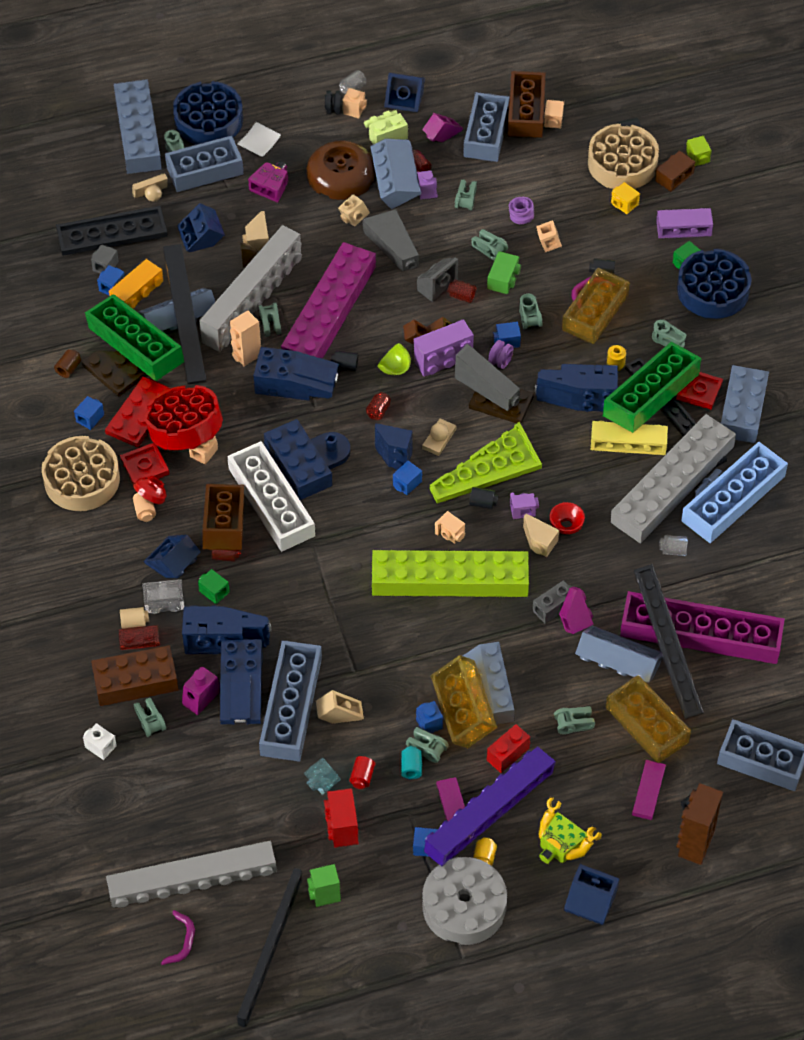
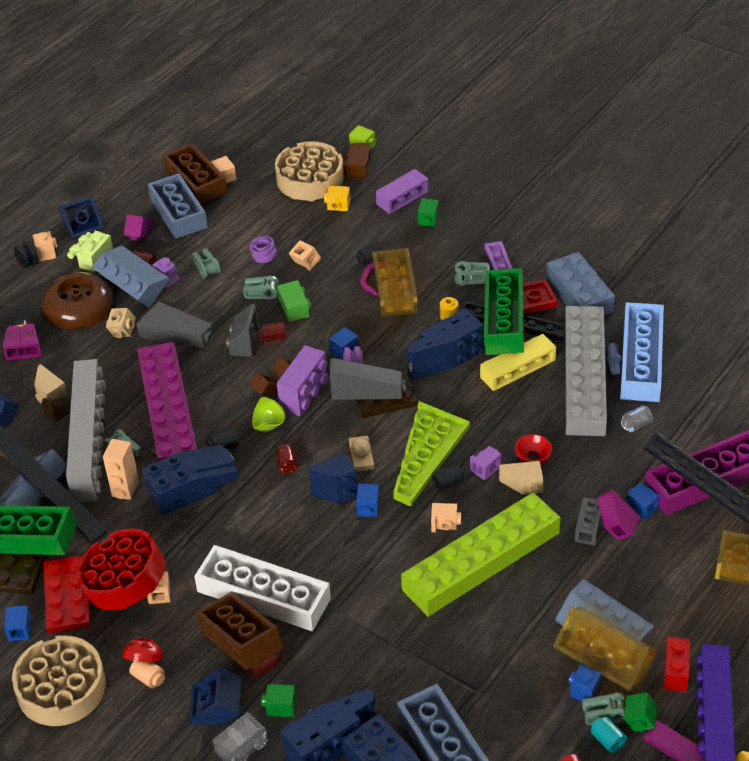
camera: 35 degrees left, 10 degrees down
(144, 463) = (113, 635): red plate -> none
(306, 460) = (265, 536): dark blue brick -> none
(339, 708) = (497, 731): tan slope -> none
(354, 80) = (27, 231): clear brick -> none
(446, 763) = (640, 712): none -> green brick
(529, 311) = (344, 316): sand green piece -> none
(574, 719) = (698, 608): sand green piece -> none
(610, 613) = (642, 500): none -> blue brick
(618, 653) = (683, 528): sand blue slope -> none
(704, 336) = (497, 256): none -> medium lavender plate
(714, 283) = (469, 218): dark blue brick -> none

